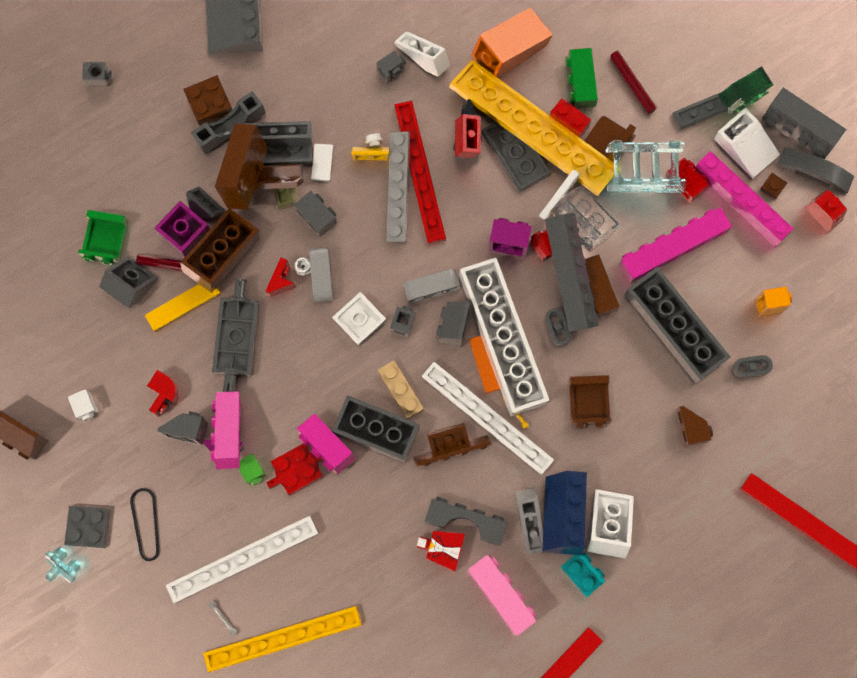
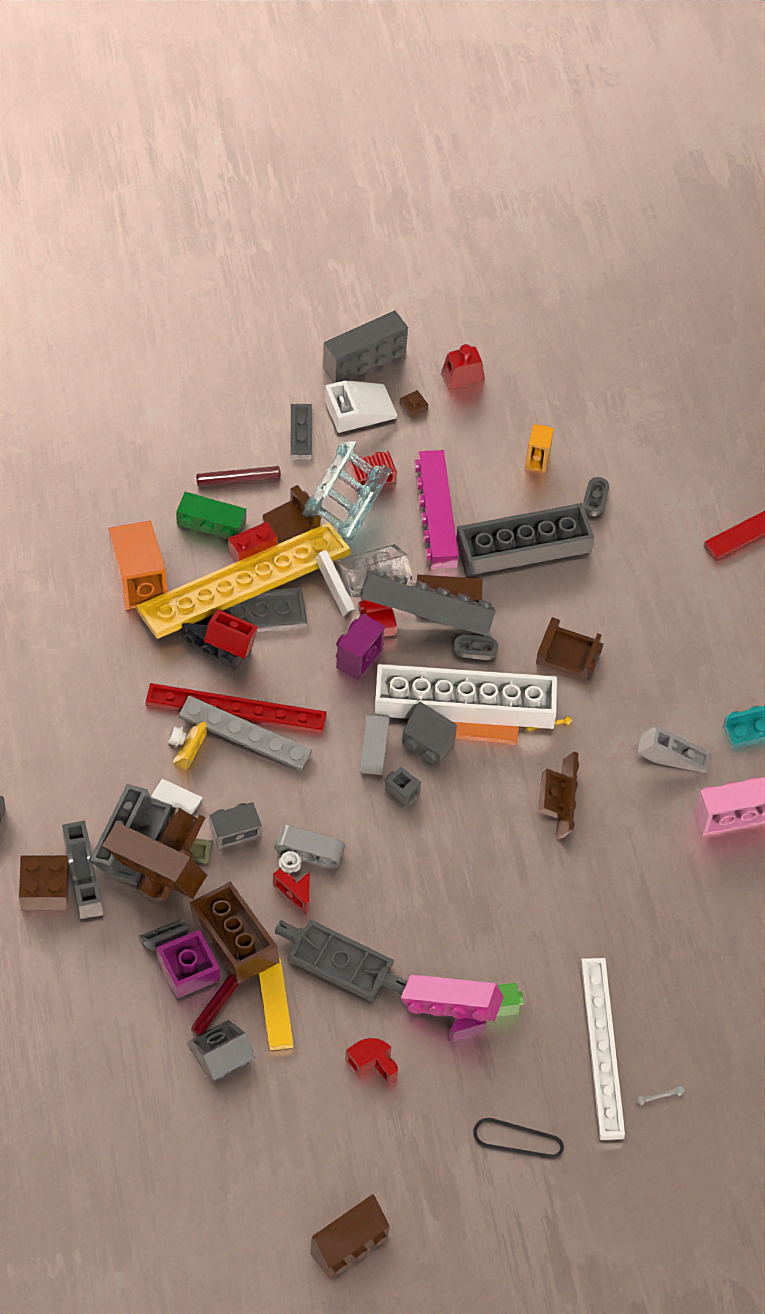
camera: 75 degrees left, 20 degrees down
(58, 567) = (540, 1240): clear light blue hips -> none
(83, 405) = (349, 1151): white brick -> none
(86, 527) = (495, 1203): dark grey plate -> none
(104, 237) = (151, 1058): green panel -> none
(186, 428) = (431, 1042): dark grey slope -> none
(282, 639) = (707, 1044): yellow tile -> none
(295, 470) = (522, 956): red plate -> none
(325, 444) = (509, 909): dark pink brick -> none
(359, 318) = (378, 828): white plate -> none
(376, 429) = (513, 855): dark grey brick -> none
(390, 66) = (100, 687): dark grey brick -> none
(400, 389) = (476, 821): tan plate -> none
(424, 53) = (103, 648): white slope -> none
(443, 548) = (672, 843): red torso -> none
(487, 418) = (545, 749): white plate -> none
(490, 528) = (667, 793): dark grey arch -> none
(564, 513) = (682, 711): dark blue slope -> none
(610, 524) = (708, 681): white slope -> none
(693, 427) = (636, 570): reddish brown slope -> none
(744, 199) = (419, 430): dark pink brick -> none
(746, 91) = (306, 378): clear green brick -> none
(816, 167) = (411, 360): dark grey slope -> none

